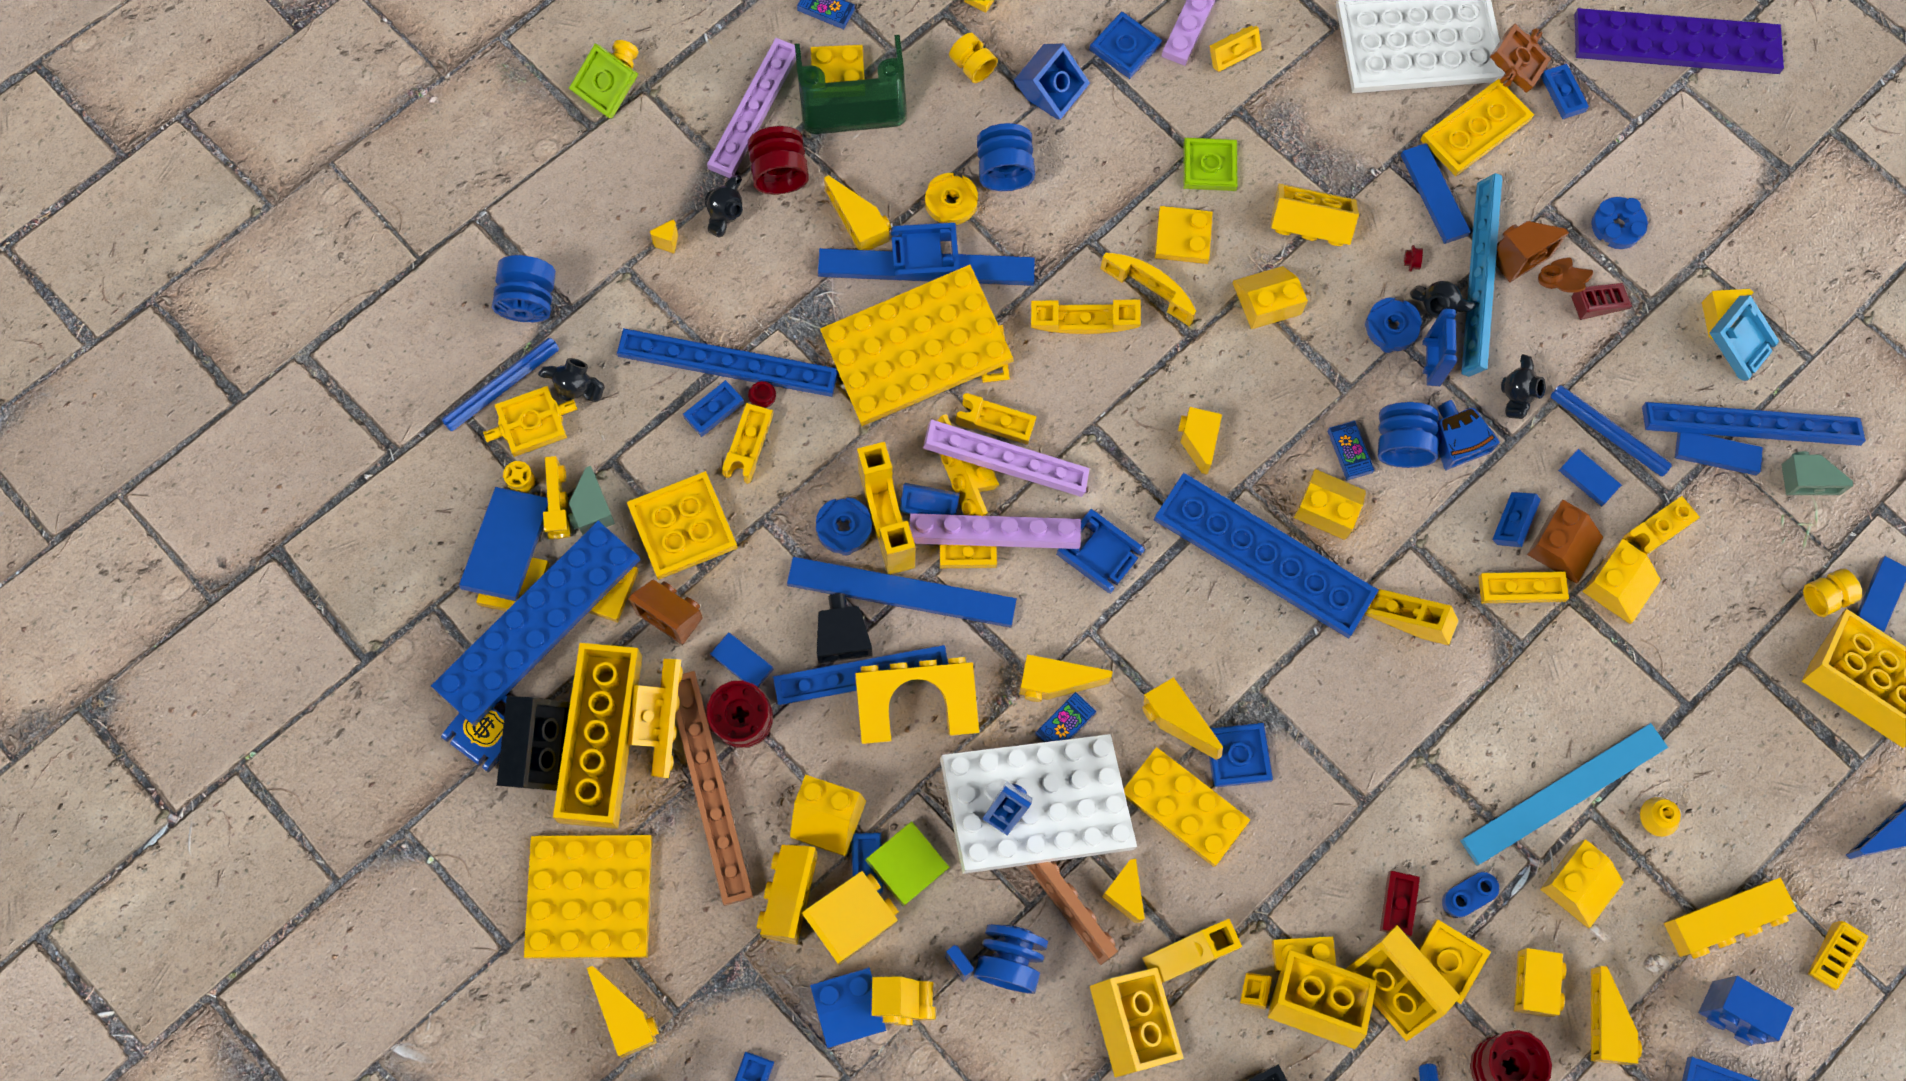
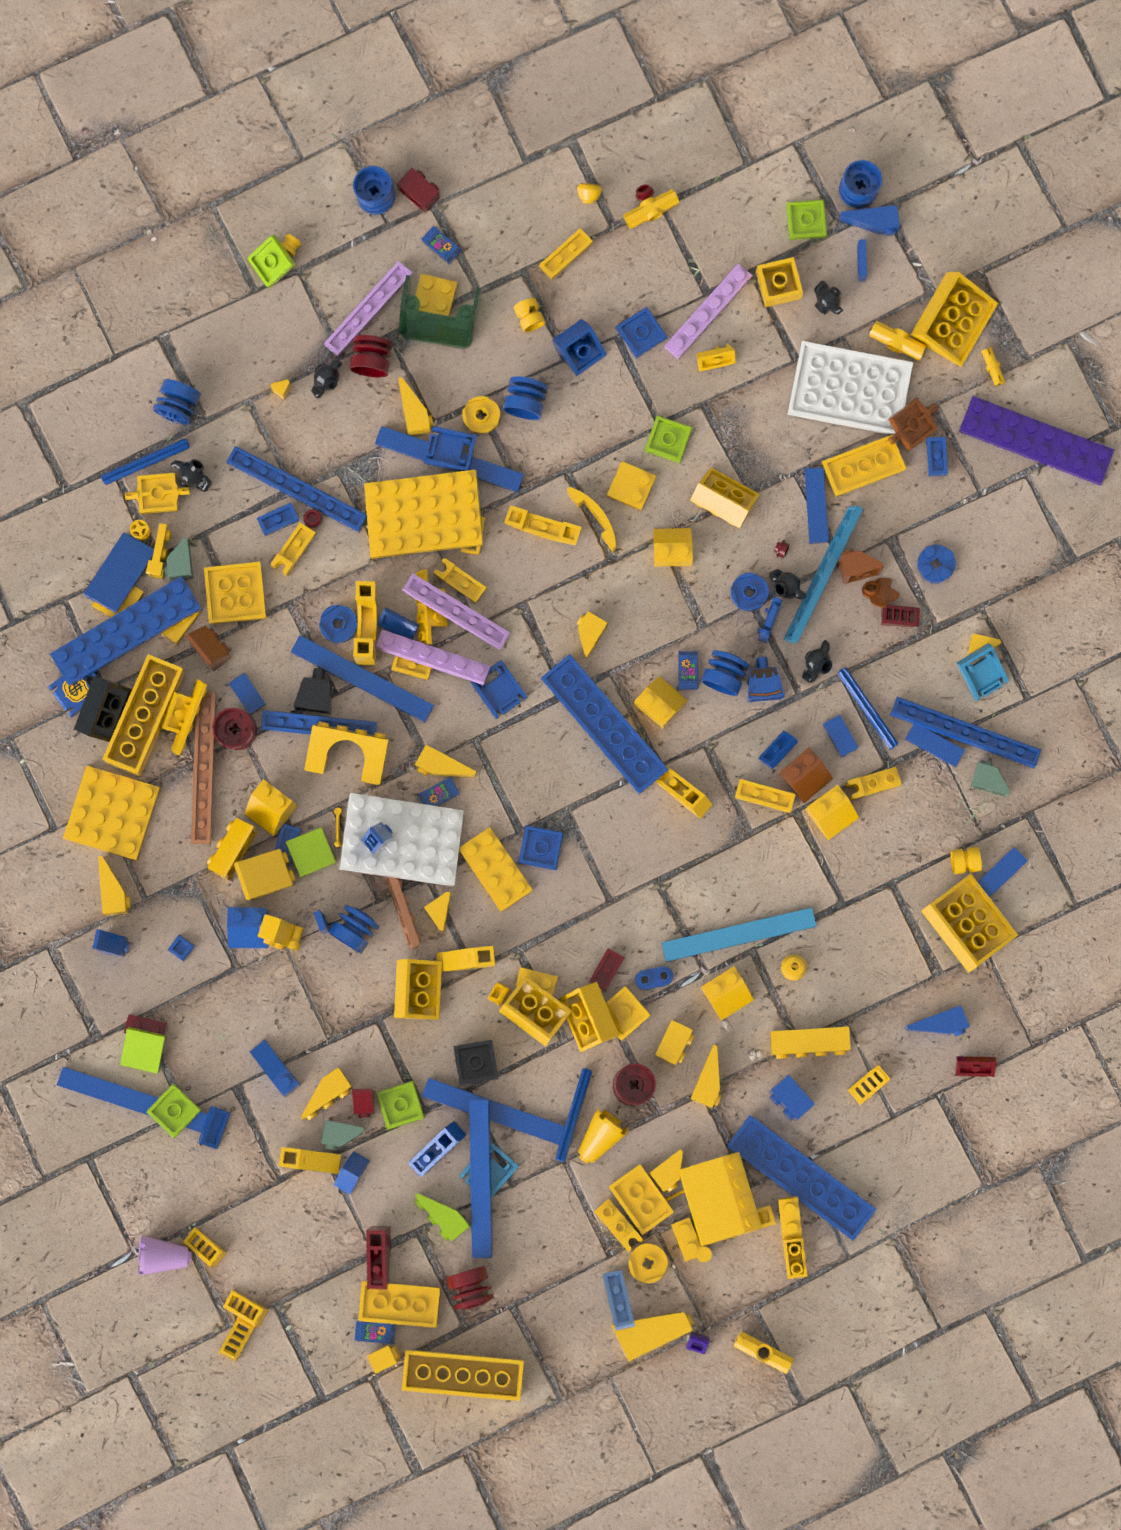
camera: 25 degrees right, 10 degrees up
(927, 793) = (338, 812): none -> yellow hinge
(1179, 717) = (508, 811): yellow slope -> none

